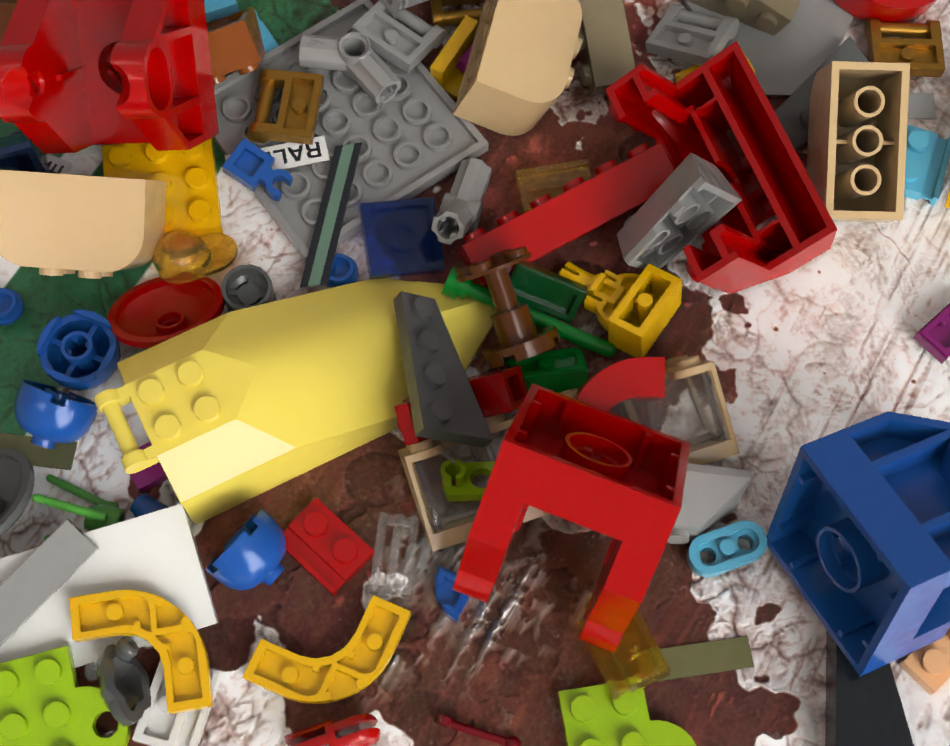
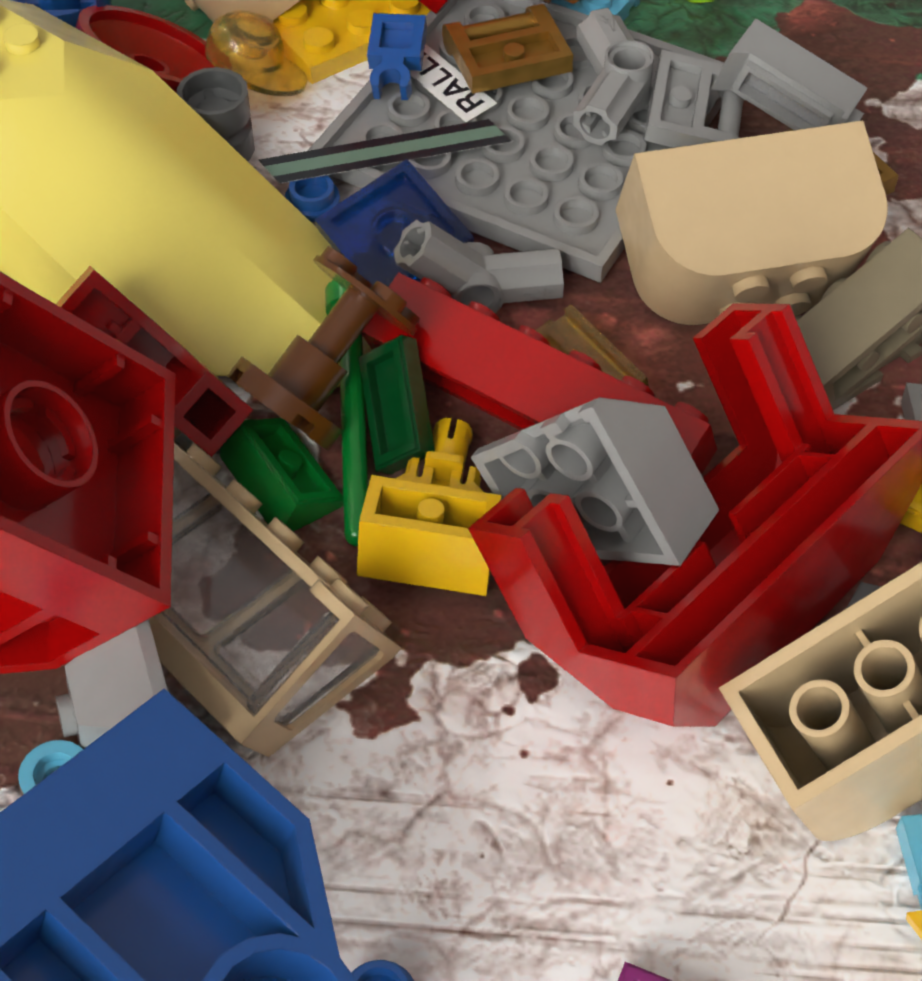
camera: 65 degrees right, 15 degrees down
(435, 378) = (178, 291): dark grey wing -> none
(626, 380) = (257, 512): red arch -> none

